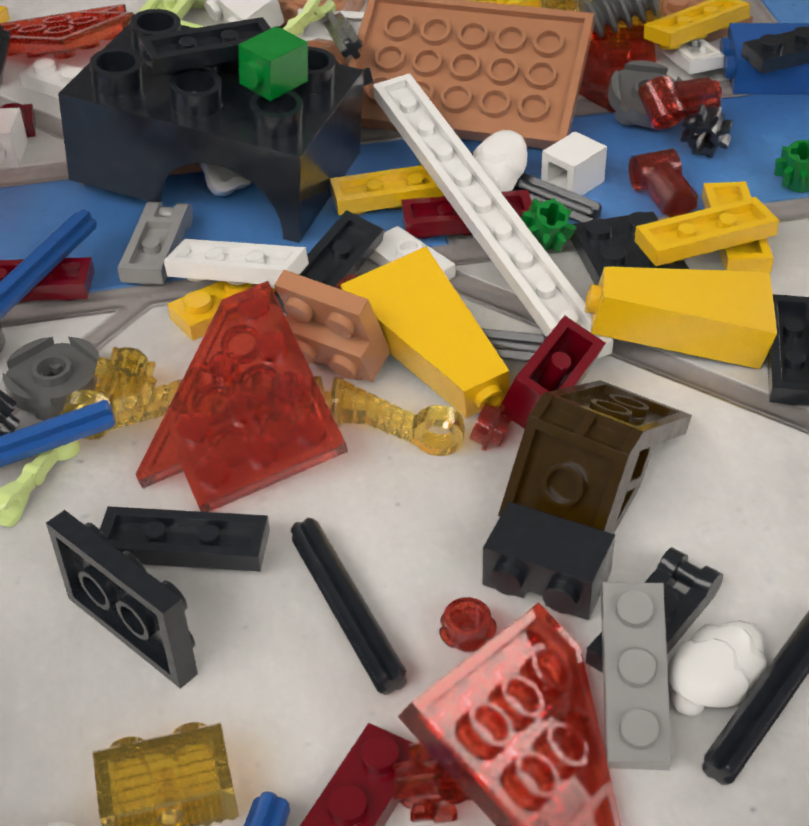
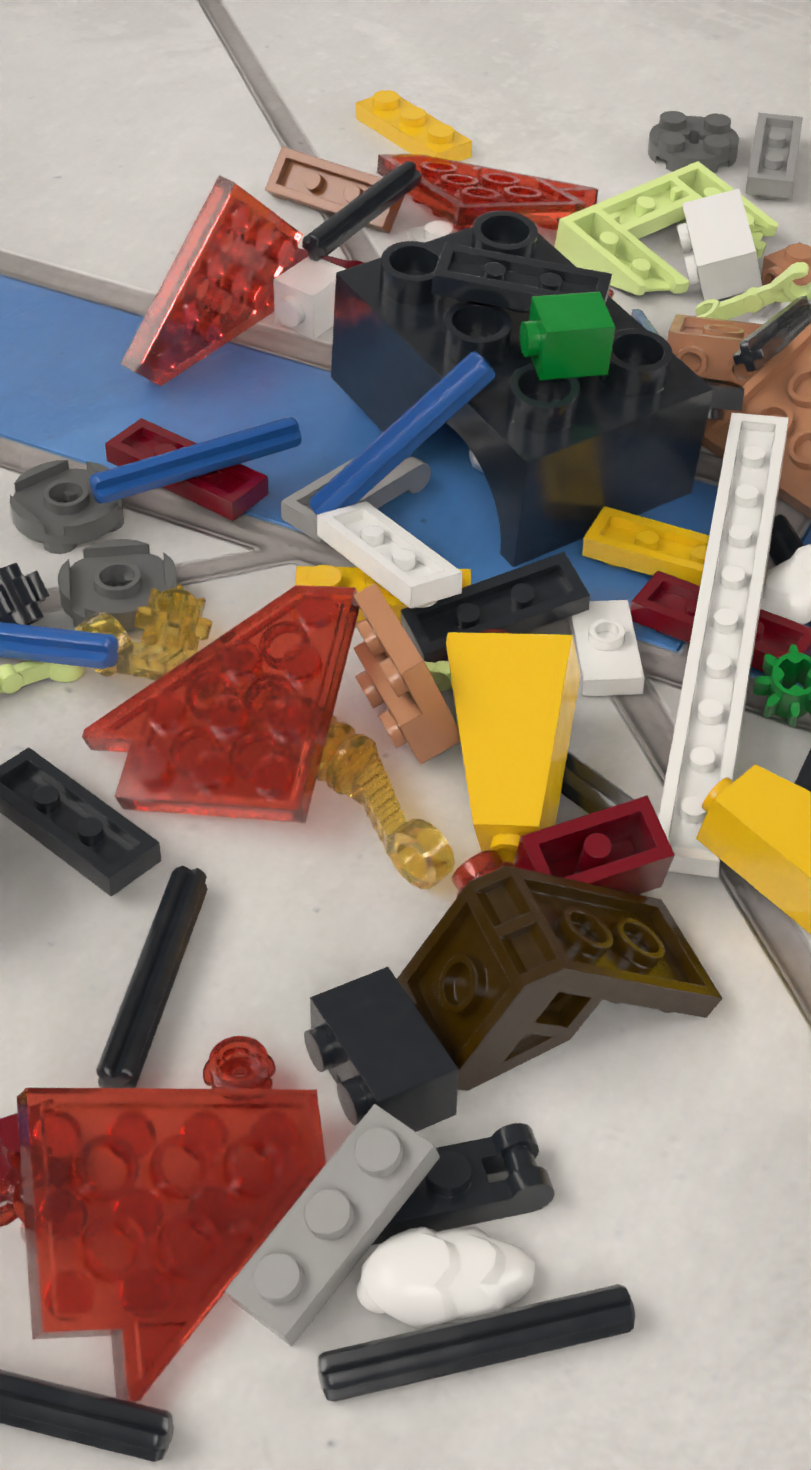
camera: 35 degrees right, 0 degrees up
(193, 180) = (405, 434): none -> blue axle

